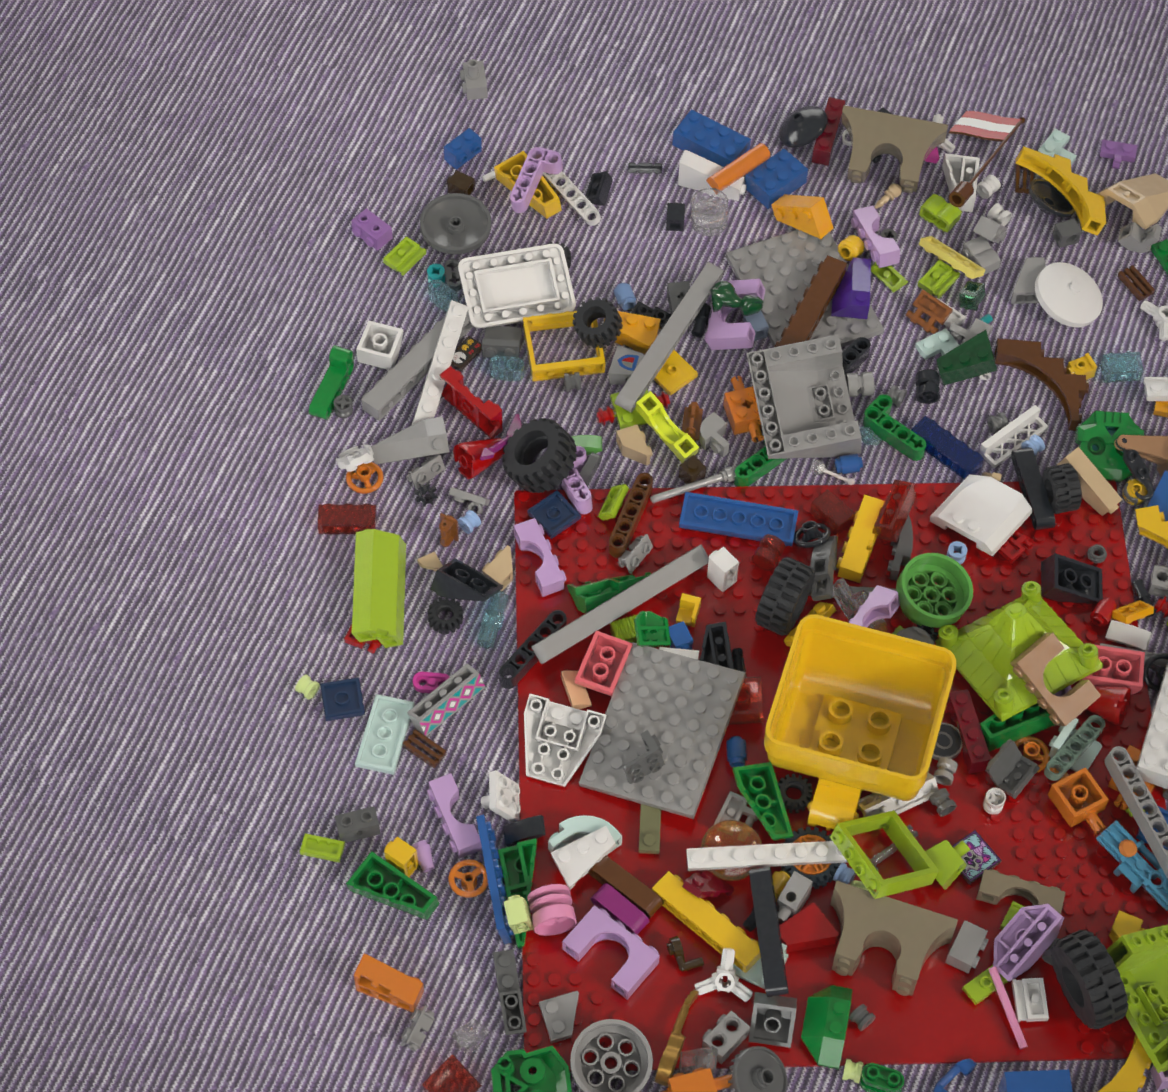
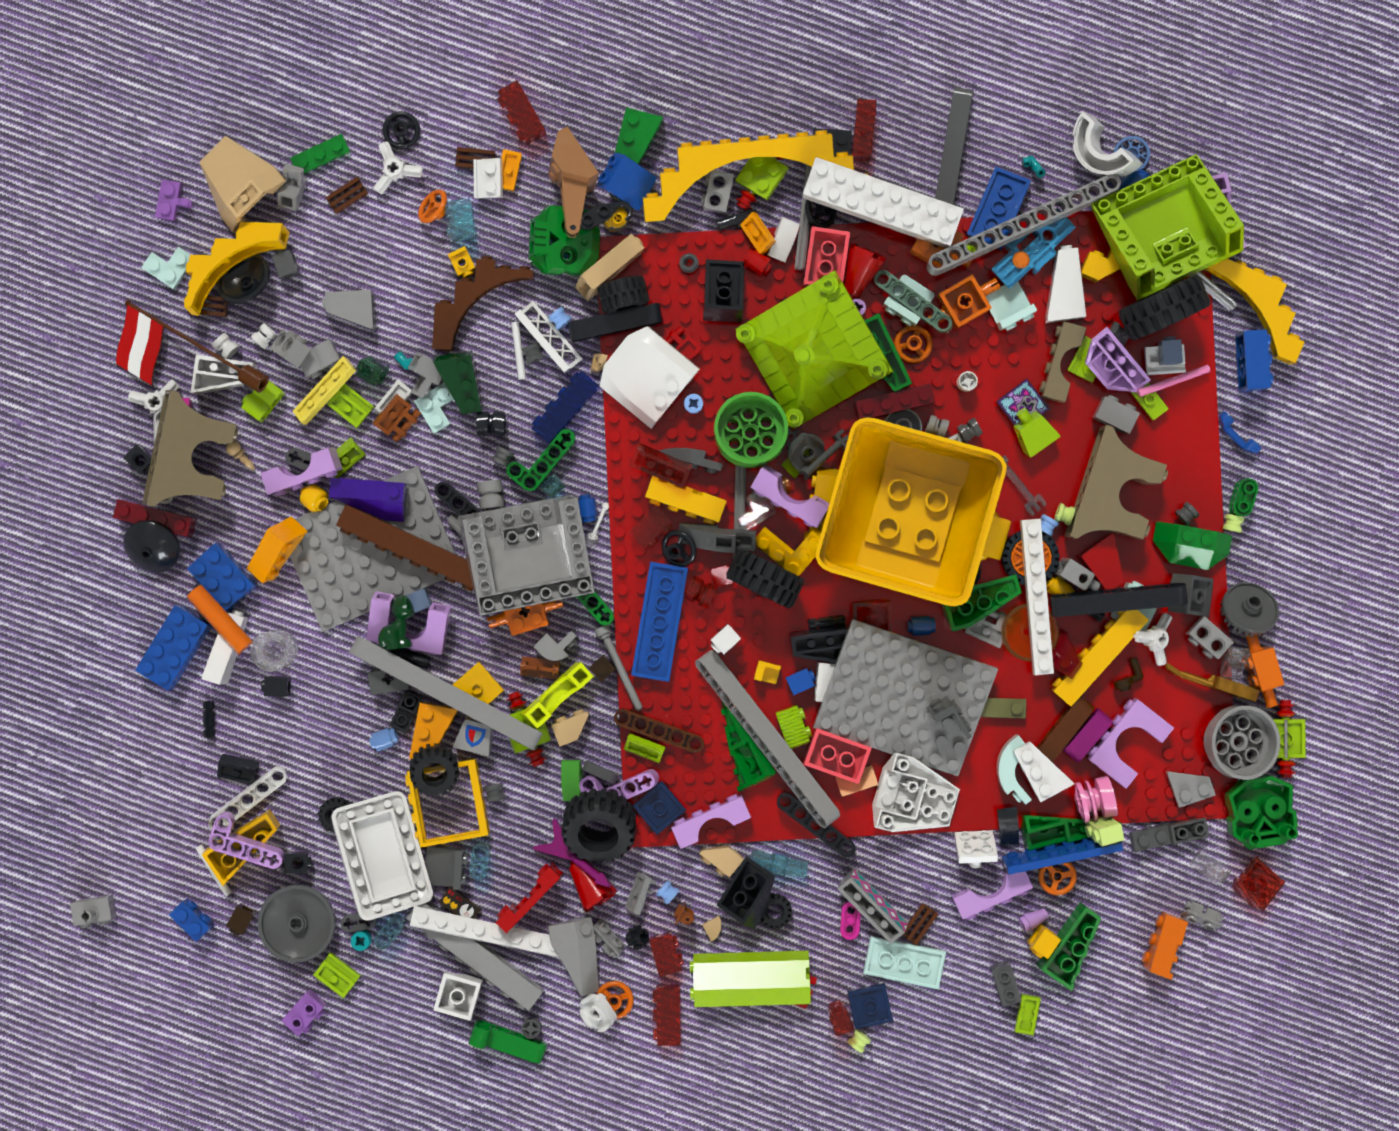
camera: 90 degrees left, 30 degrees up
(334, 664) = (840, 1018): none -> clear red brick
(408, 518) = (666, 953): none -> clear red brick
(512, 218) = (290, 856): none -> black brick
(639, 549) = (709, 729): light grey hinge -> none
(651, 630) = (801, 710): green slope -> none
(903, 839) = (1060, 512): lime window -> none
(1009, 413) = (518, 353): none -> white bar
(1011, 770) = (939, 363): dark grey bracket -> none
(1030, 668) = (881, 312): medium nougat arch -> none
(1040, 997) = (1170, 351): none -> sand blue brick
(1068, 294) = (371, 269): white dish -> none
(1077, 844) = (1010, 306): none -> light aqua bracket
(1100, 900) = (1066, 288): none -> white slope
(1110, 1055) = (1216, 292): none -> light grey axle
(1131, 345) = (435, 209): none -> orange piece

